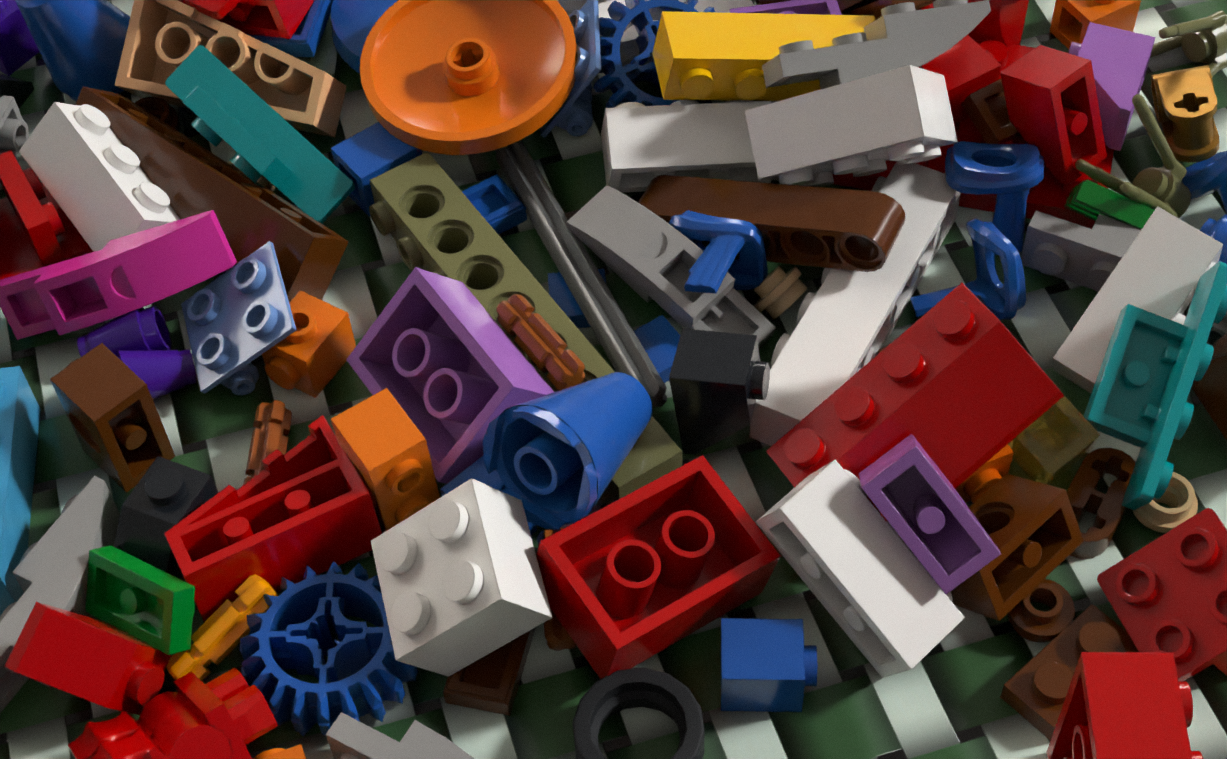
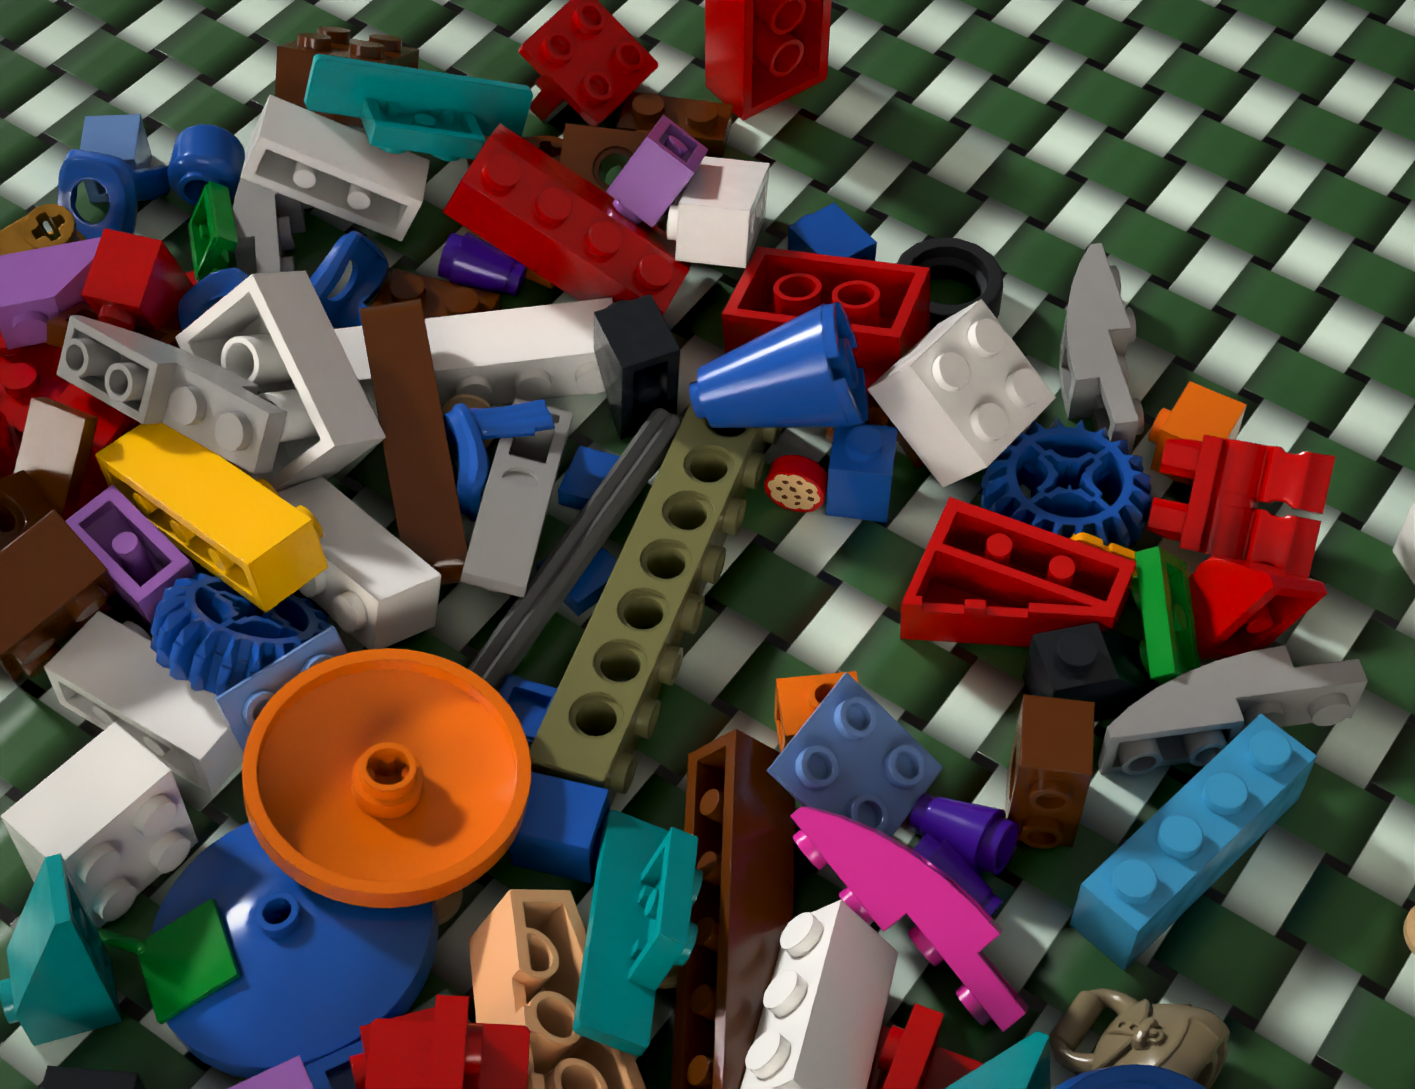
camera: 130 degrees left, 0 degrees up
(273, 423) = (949, 678): dark orange axle -> none
(388, 457) = (896, 531): orange brick -> none
(445, 367) = (780, 546): medium lavender brick -> none
(540, 342) = (692, 498): dark orange axle -> none
(1152, 185) = (163, 226): olive plant -> none

